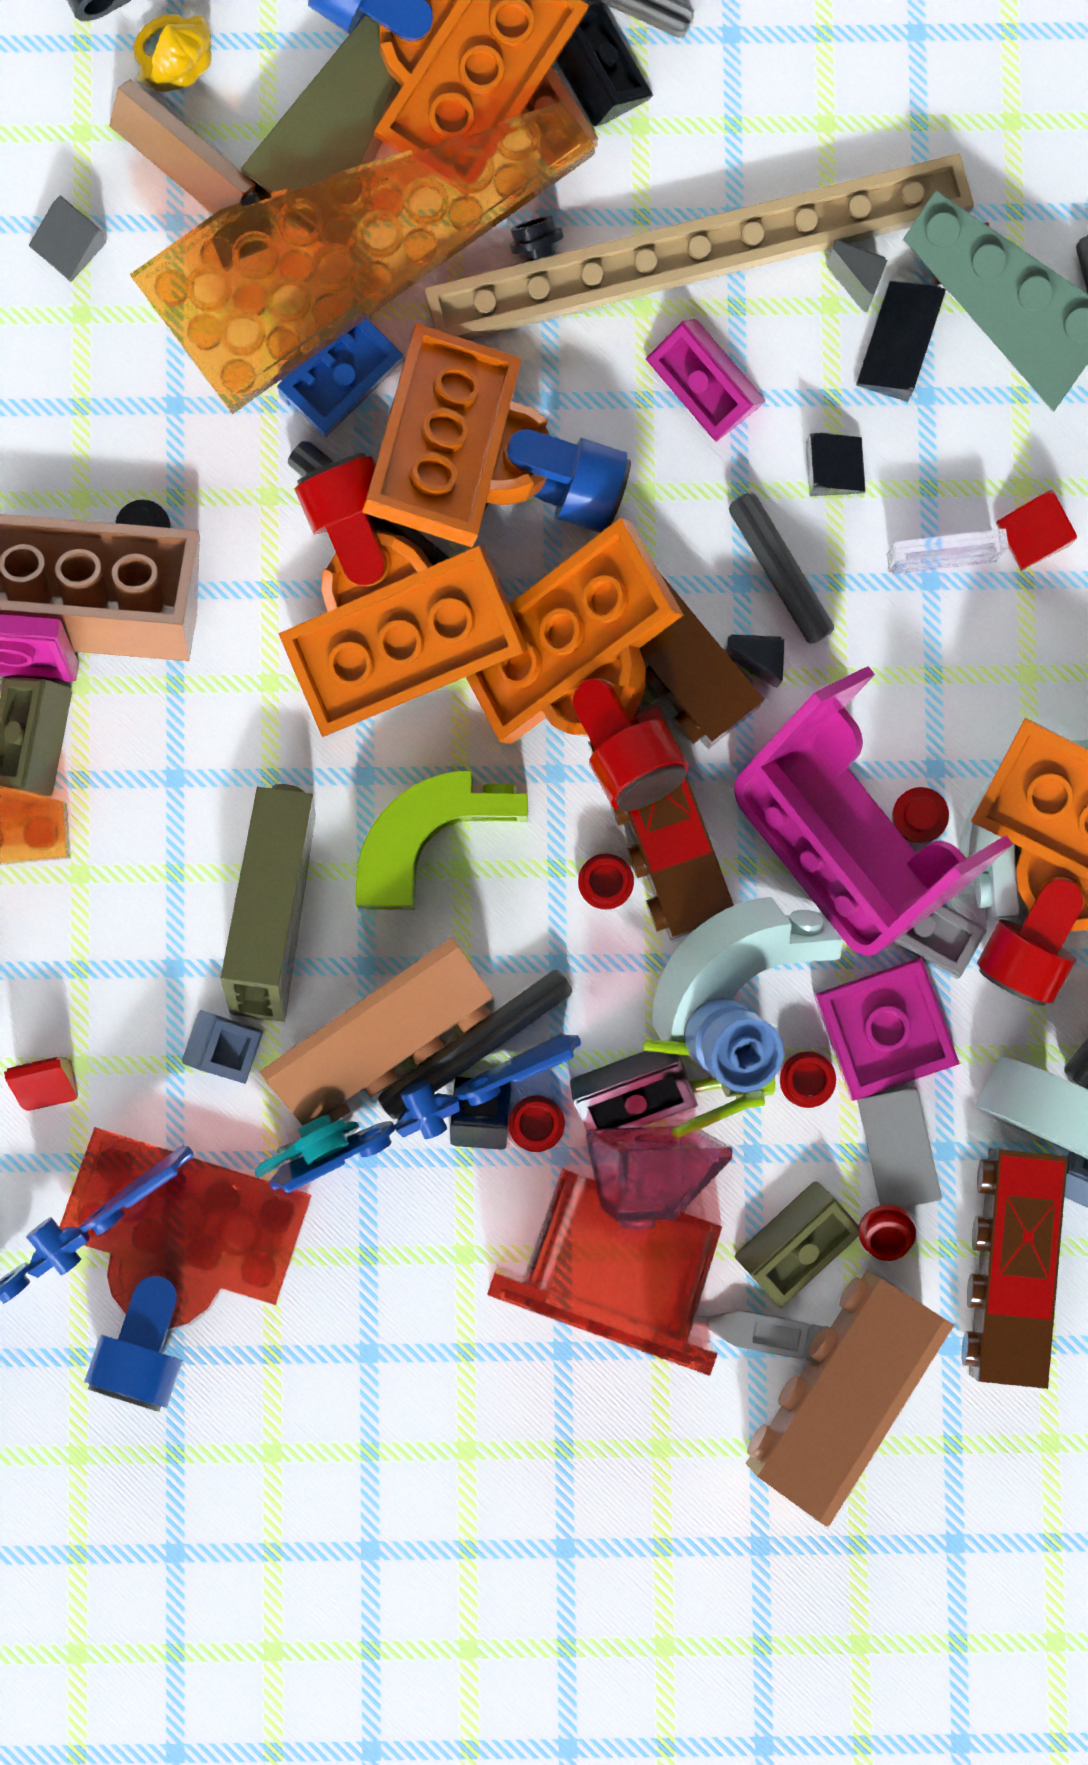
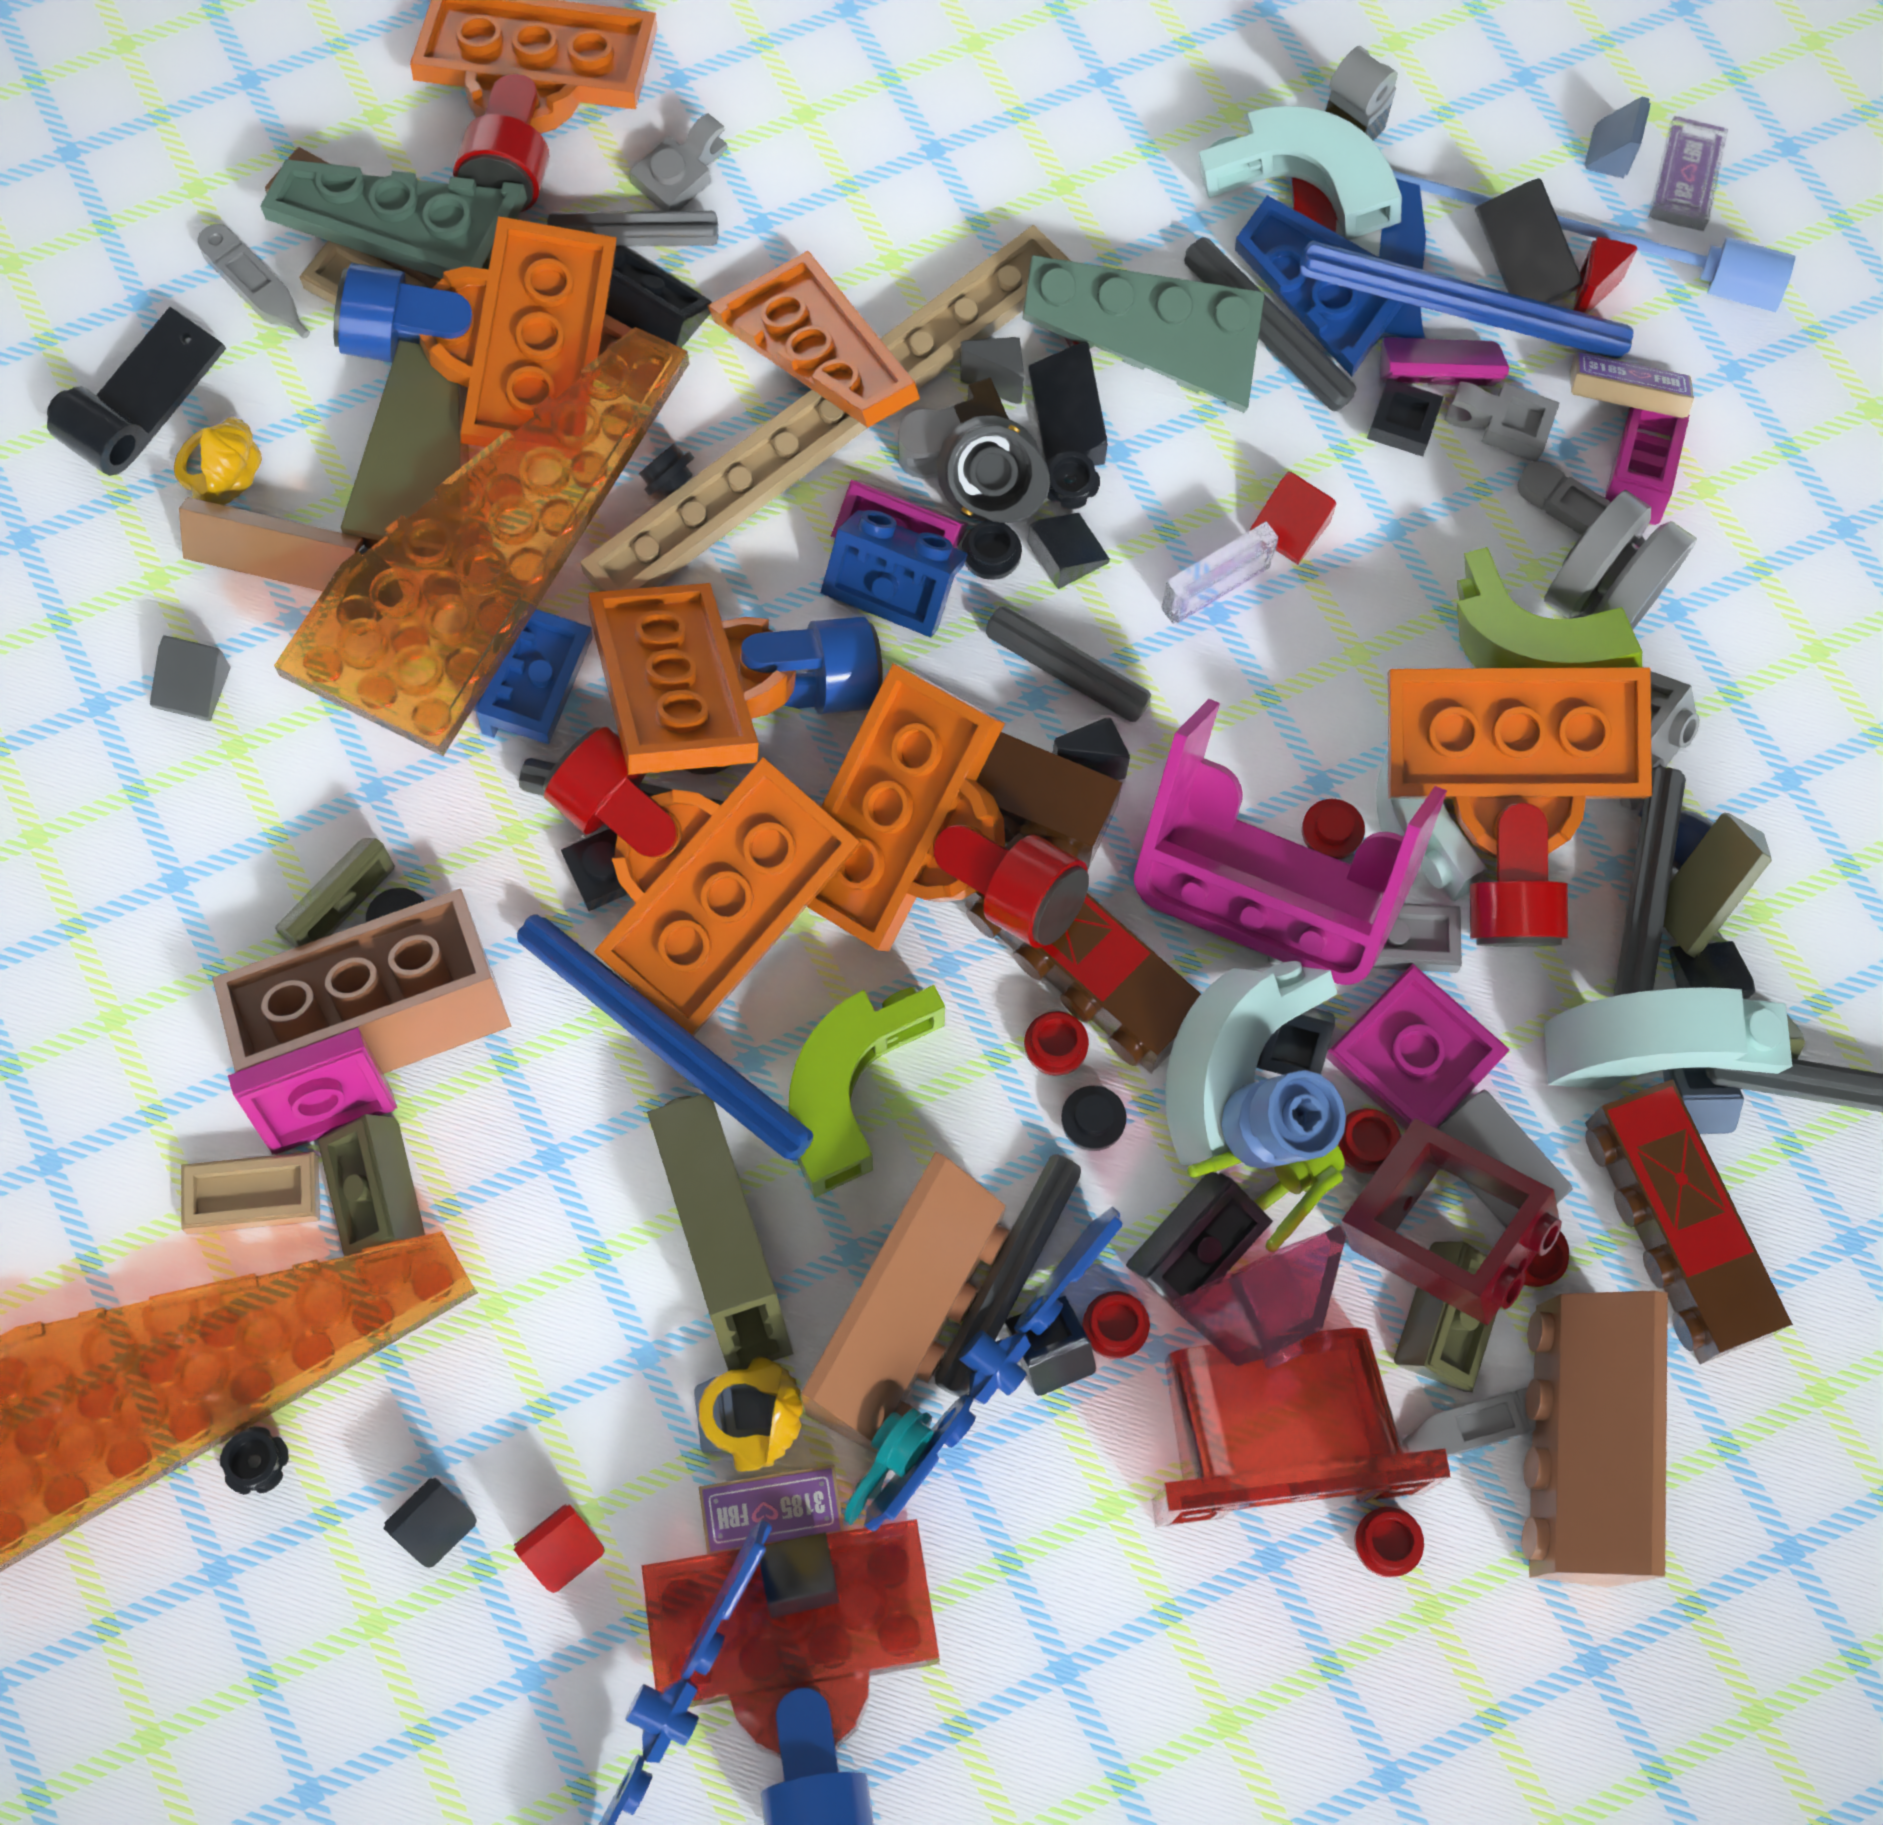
camera: 30 degrees left, 15 degrees down
(102, 483) = (337, 893): none -> olive slope
(202, 1193) = (798, 1575): none -> black slope
(211, 1132) = (791, 1502): none -> medium lavender tile
(245, 1080) = (756, 1450): none -> yellow piece
(299, 730) = (666, 1038): none -> blue axle
(310, 557) = (593, 869): none -> black plate
(603, 956) = (1093, 1118): none -> black plate
(654, 1386) = (1389, 1542): none -> red plate
(677, 418) = (892, 571): none -> blue bracket
(717, 172) = (819, 338): none -> orange wing
(770, 437) = (992, 550): none -> black plate
(790, 320) = (925, 429): none -> light grey leg
(796, 982) = (1299, 1044): none -> black slope
(804, 371) = (993, 470): none -> dark grey piece
(806, 1130) = (1400, 1183): none -> dark red window
(863, 420) = (1082, 469): none -> black plate

